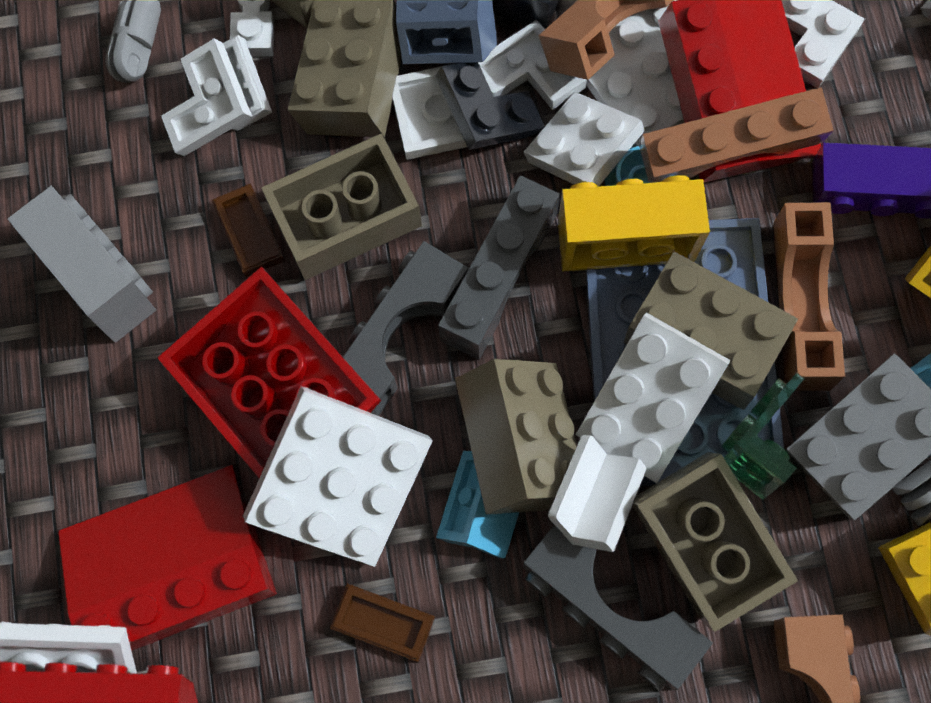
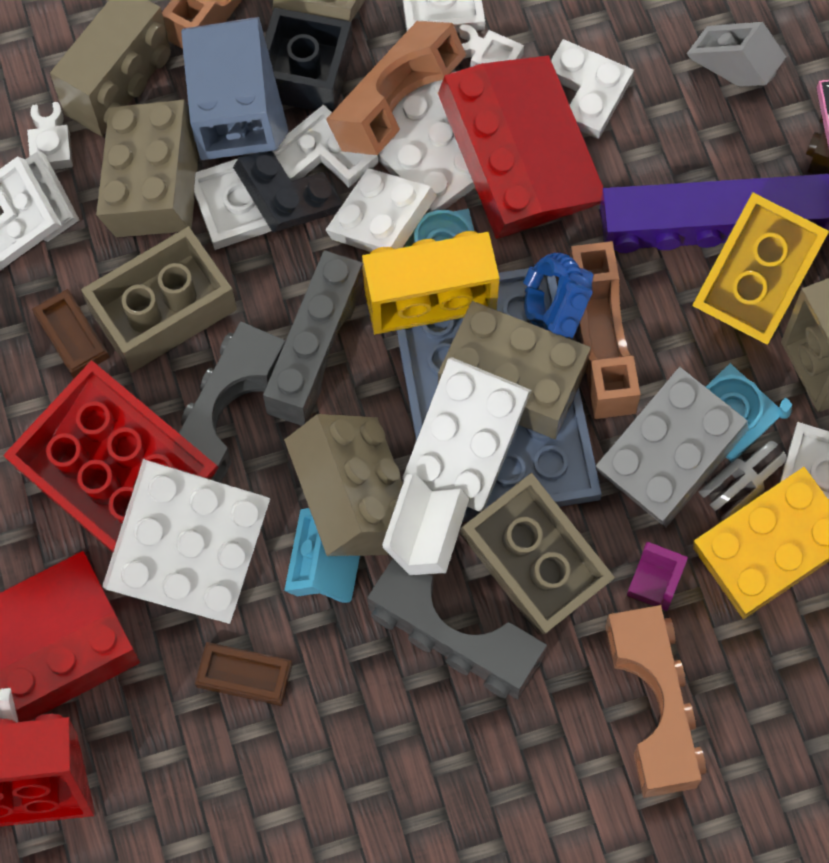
camera: 10 degrees left, 5 degrees down
(756, 462) = (564, 474): clear green bracket -> none
(758, 129) = (540, 181): nougat arch -> none
(782, 263) = (570, 298): none -> blue piece
(839, 577) = (657, 576): none -> magenta panel

